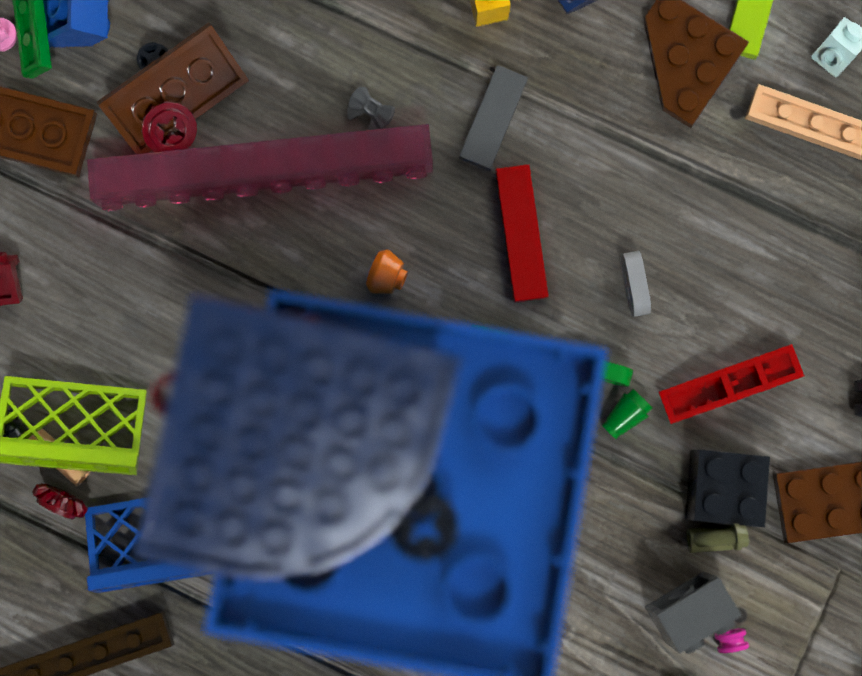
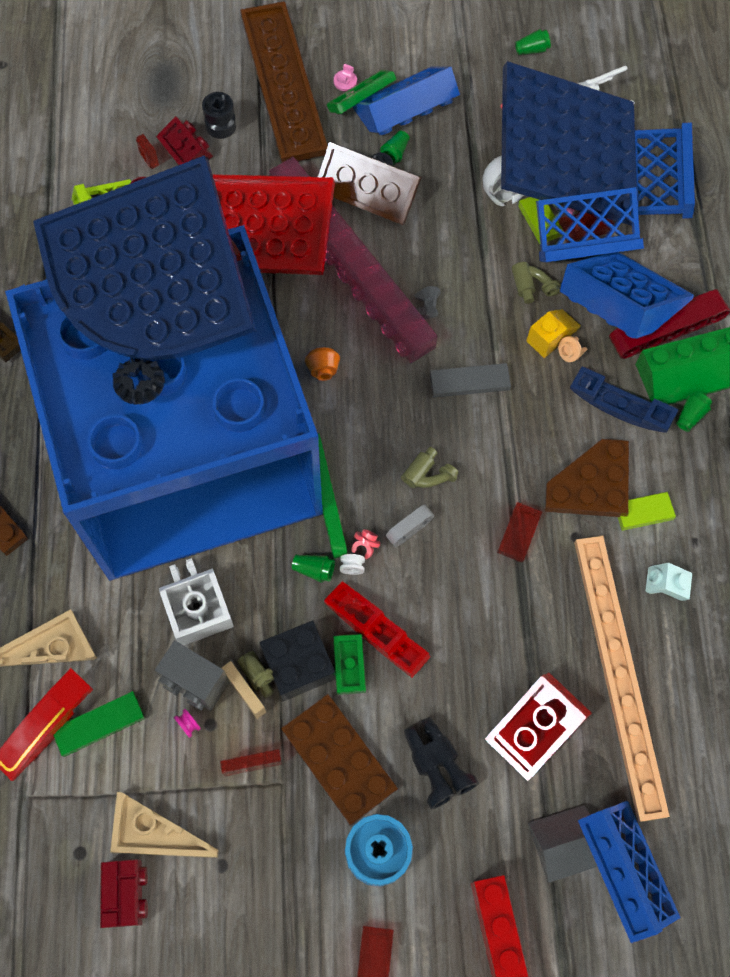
camera: 60 degrees right, 15 degrees down
(135, 27) = (396, 146): none -> green cone
(156, 242) = (282, 217): none -> red plate
(163, 113) = (351, 199): dark red gear -> none
(521, 233) = (401, 437): red tile -> none
(570, 232) = (416, 473): none -> olive plant
(625, 588) = (183, 594): none -> white hinge
(626, 339) = (366, 539): none -> coral plate
(646, 371) = (352, 564): none -> white bush
(702, 169) = (519, 532): none -> clear red tile
(728, 562) = (244, 690): none -> tan tile
(756, 434) = (349, 664): none -> green plate
(810, 593) = (251, 762): none -> clear red tile

